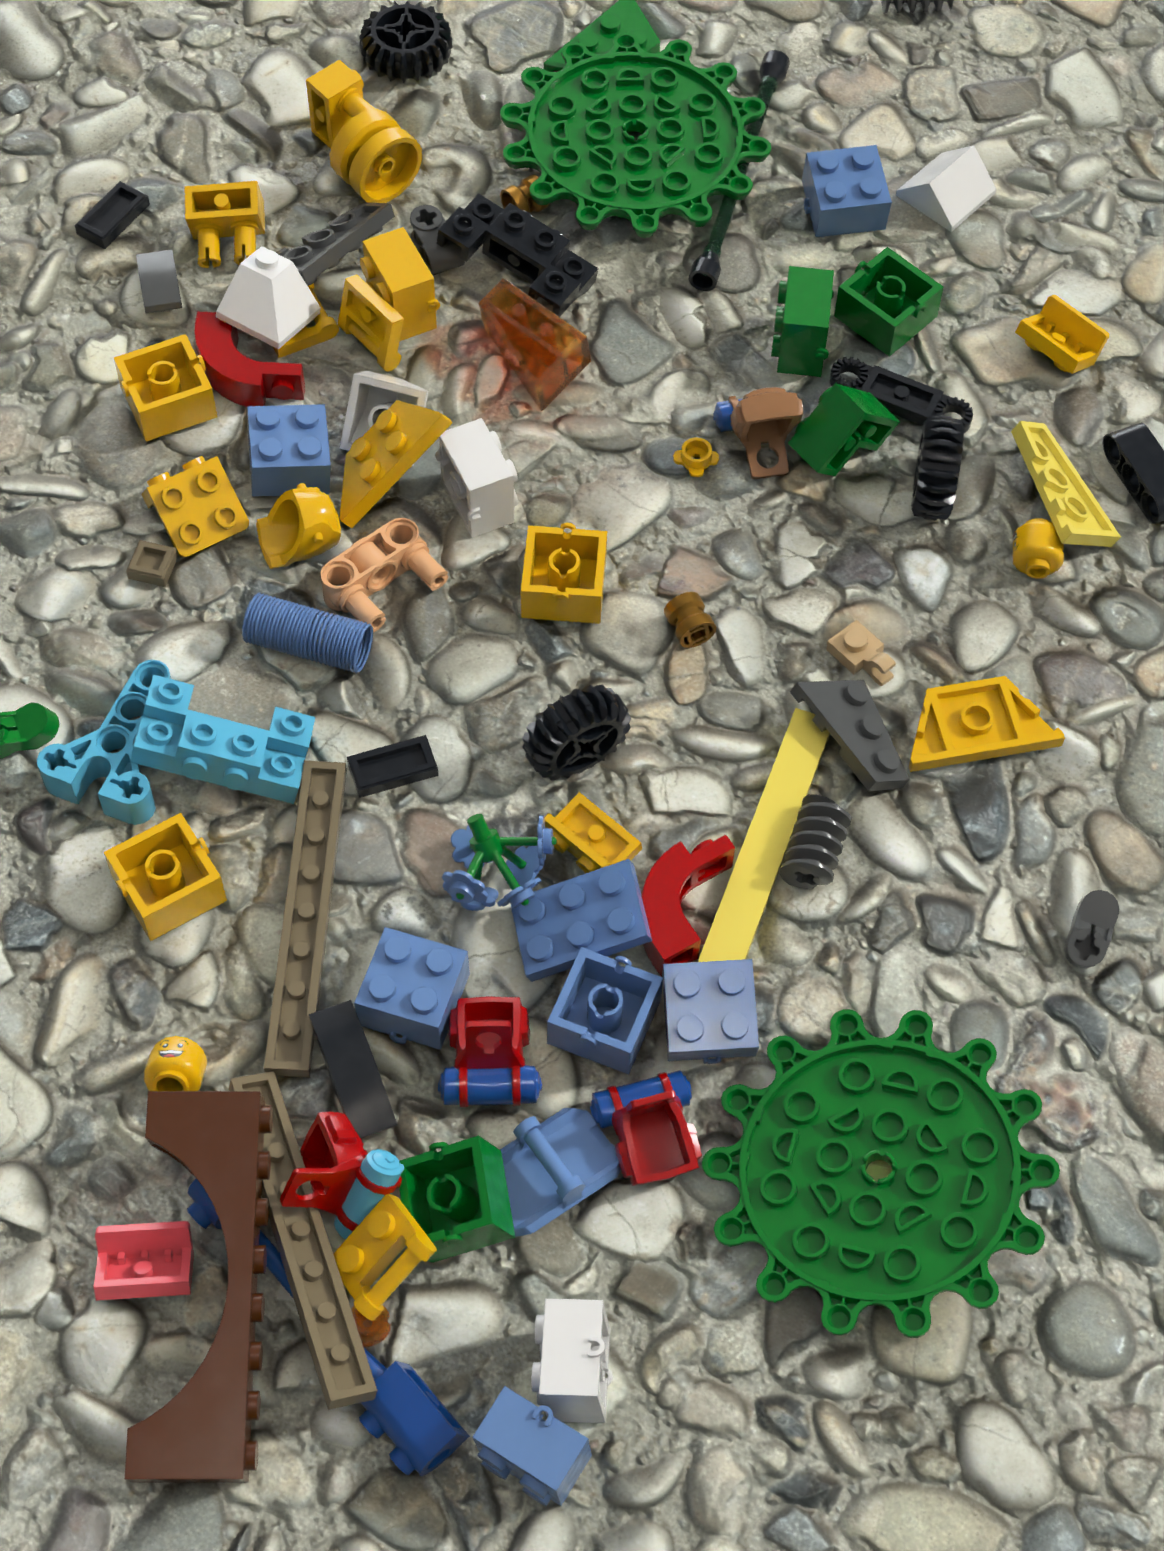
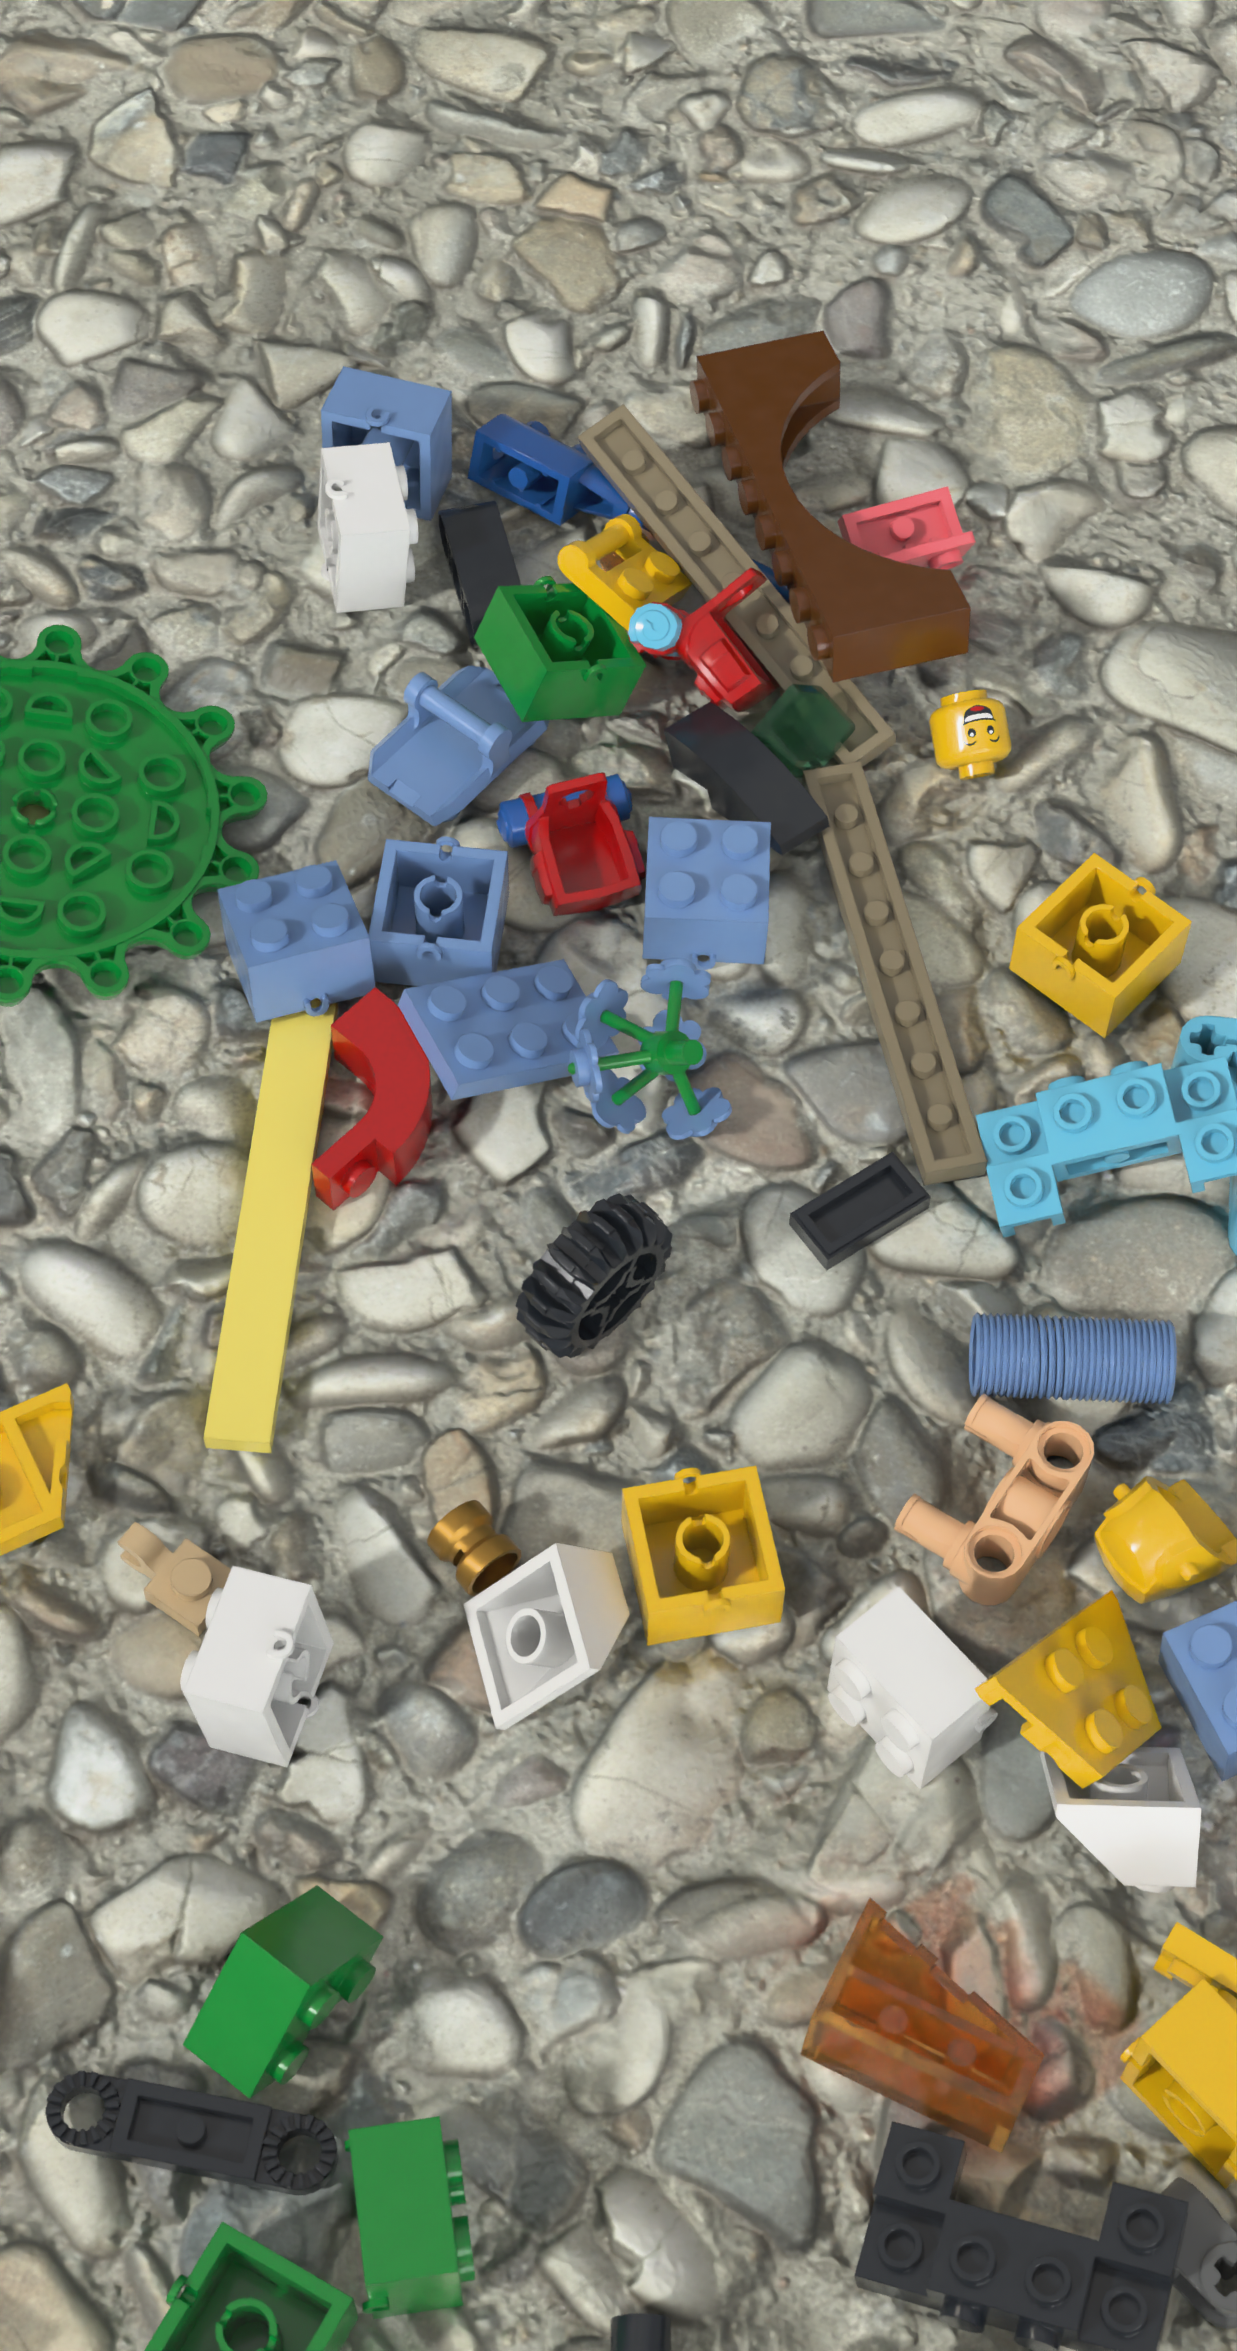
camera: 165 degrees right, 0 degrees up
(302, 1095) = (804, 728): none -> clear green panel
(485, 1321) = (476, 558): none -> black beam
(591, 835) = (530, 1152): yellow bracket -> none
(650, 1127) = (342, 802): red piece -> none
(657, 562) = (545, 1628): none -> white slope
(696, 448) = (541, 1872): yellow plate -> none
(761, 418) = (442, 1970): medium nougat piece -> none
(815, 843) = (194, 1222): dark grey piece -> none
(829, 567) = (256, 1663): none -> white brick
(856, 725) = (168, 1427): dark grey wing -> none
(937, 467) = (95, 1931): black gear -> none

